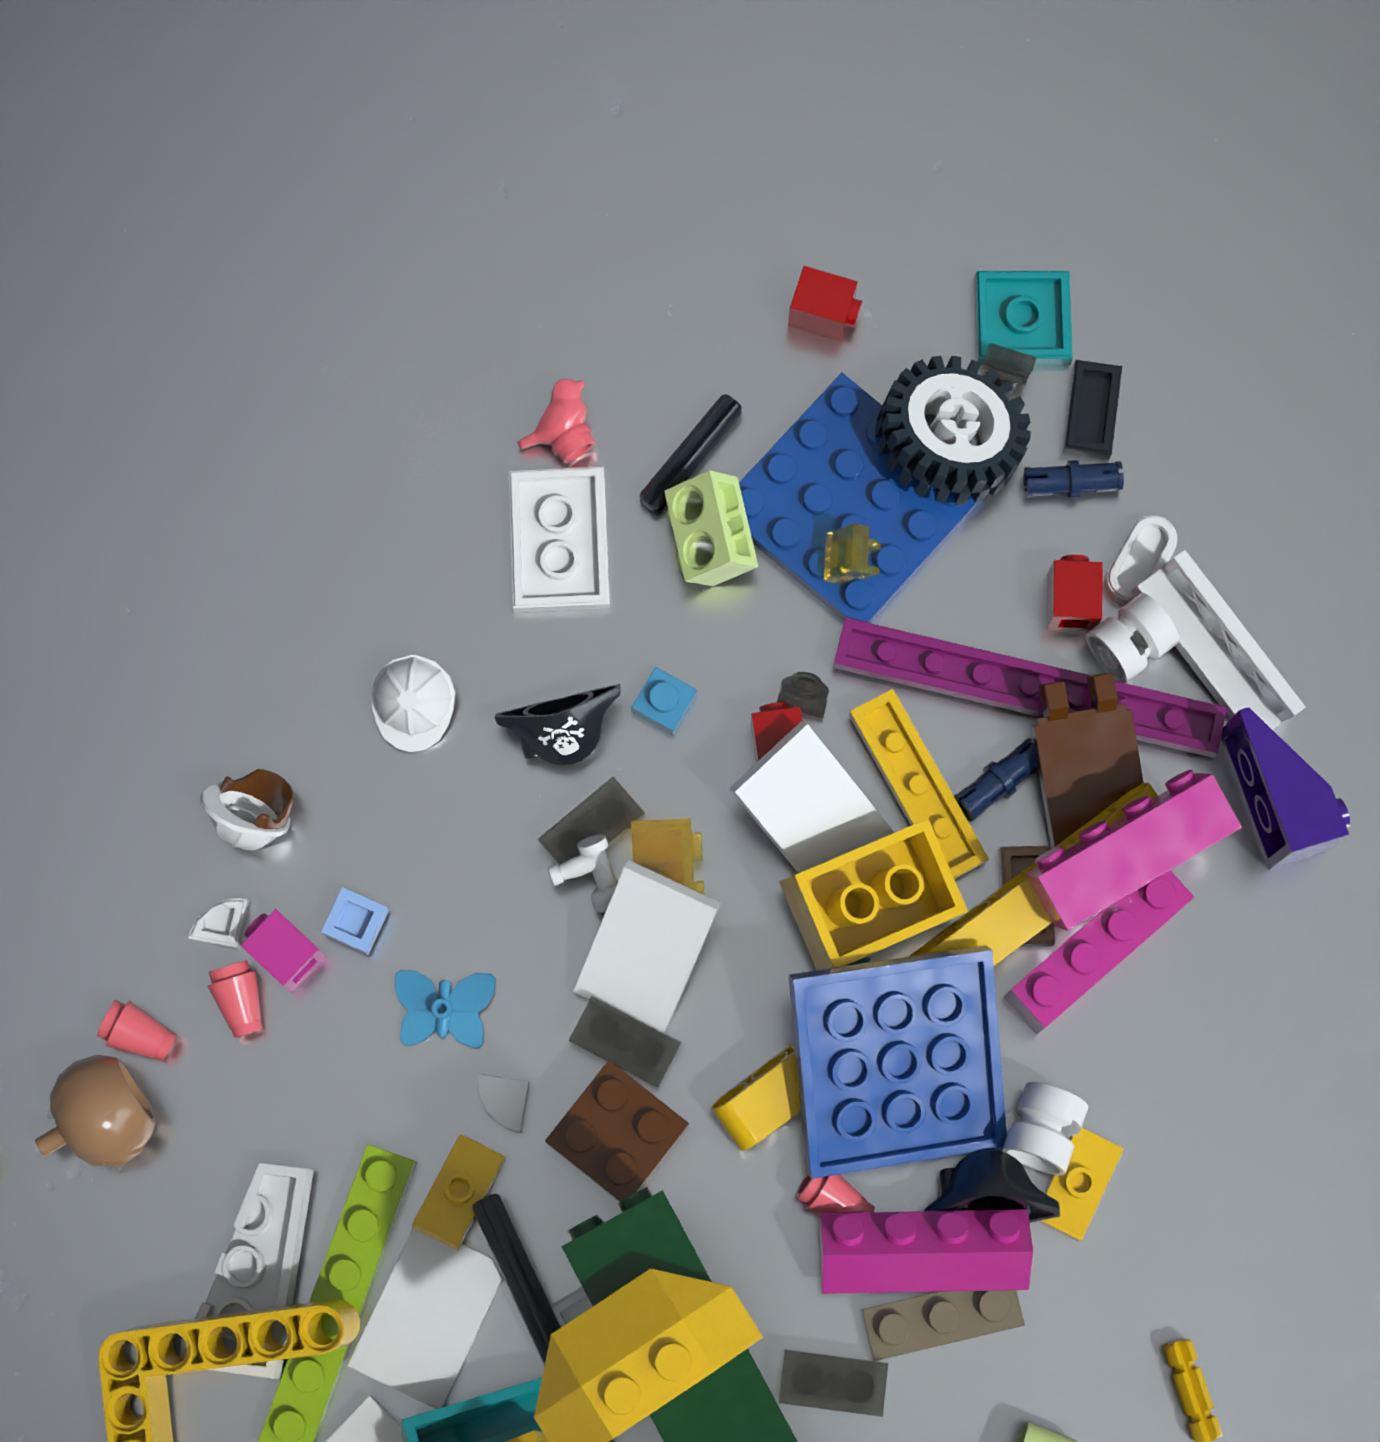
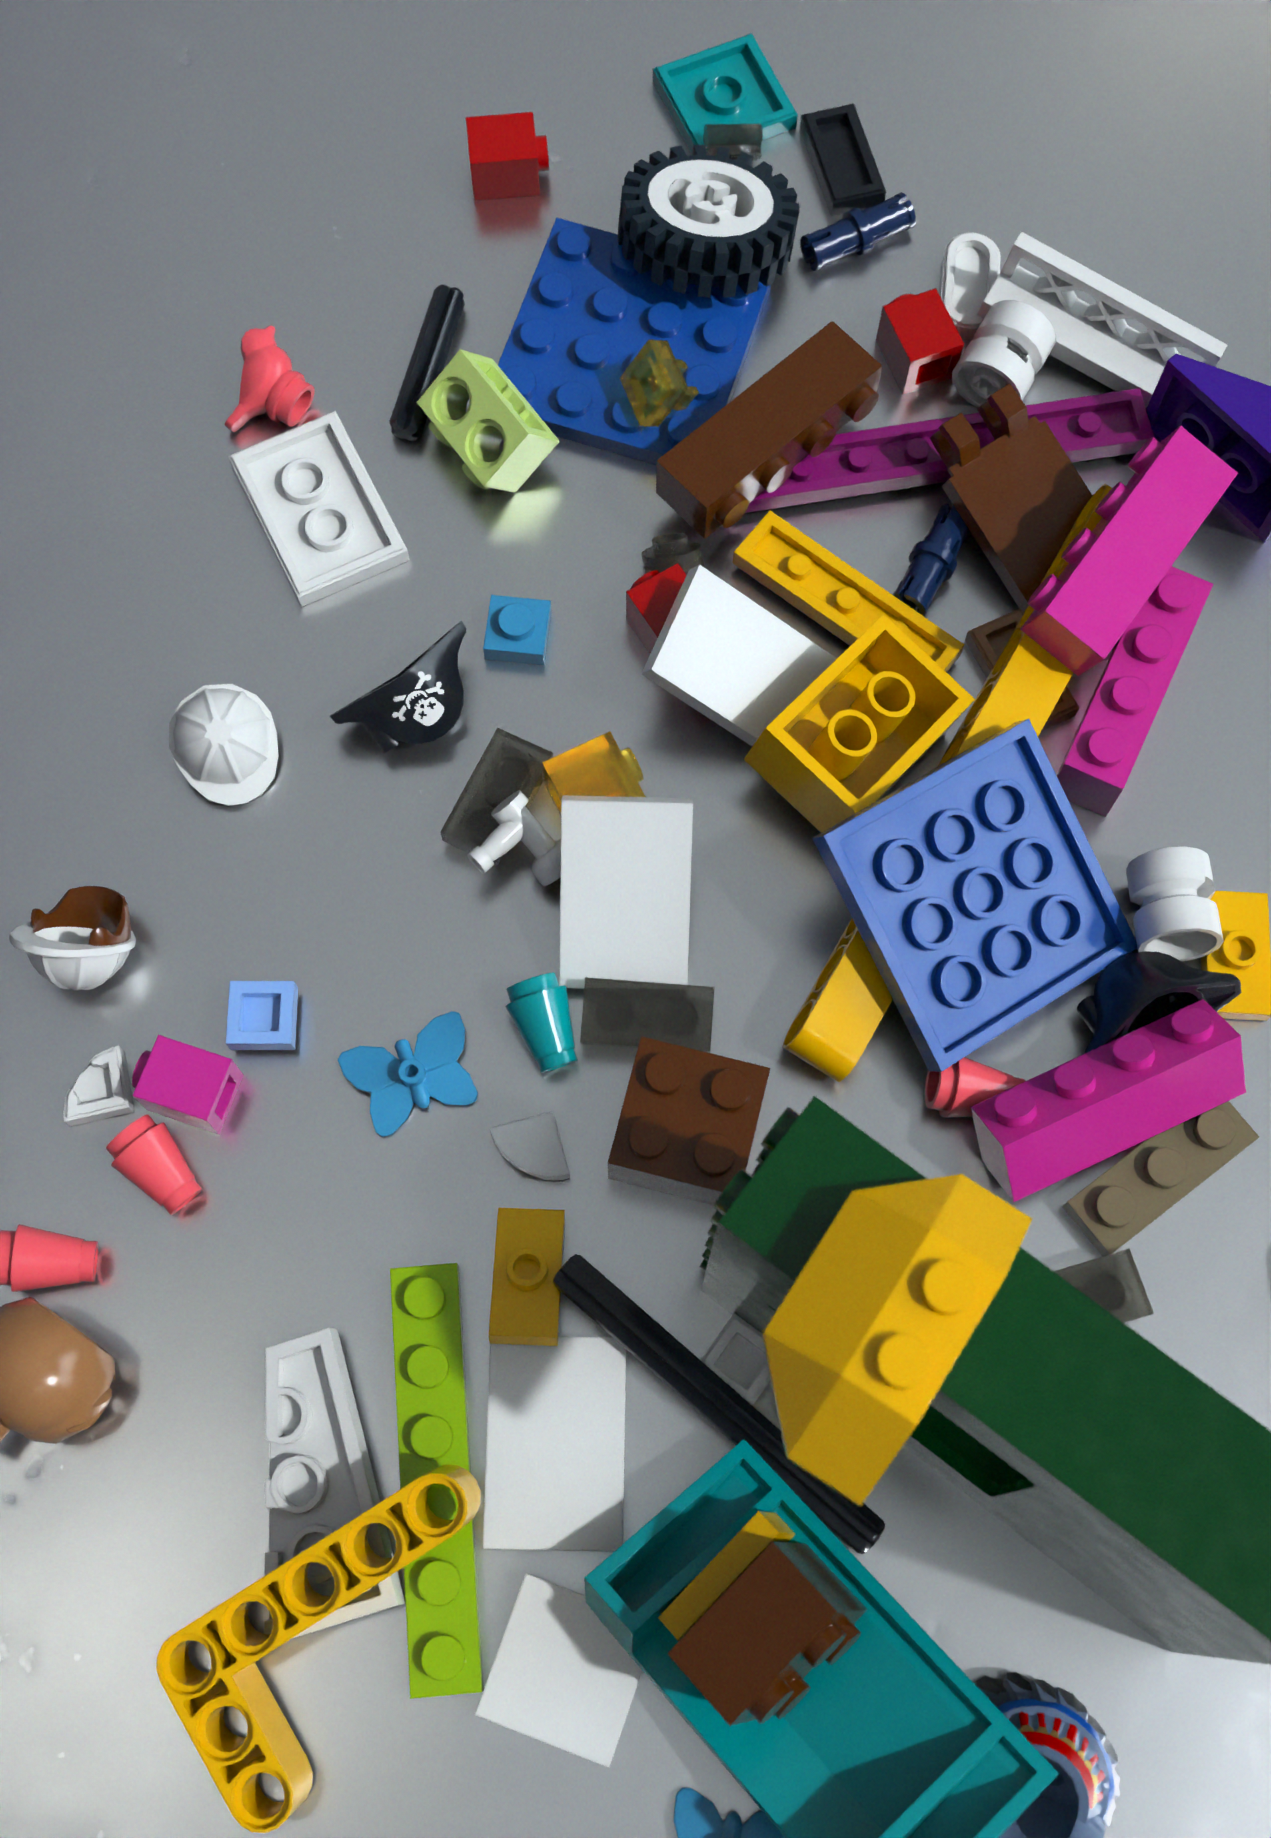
camera: 25 degrees left, 5 degrees down
(550, 1012) = (544, 1020): none -> teal cone
(917, 628) = (769, 430): none -> reddish brown brick

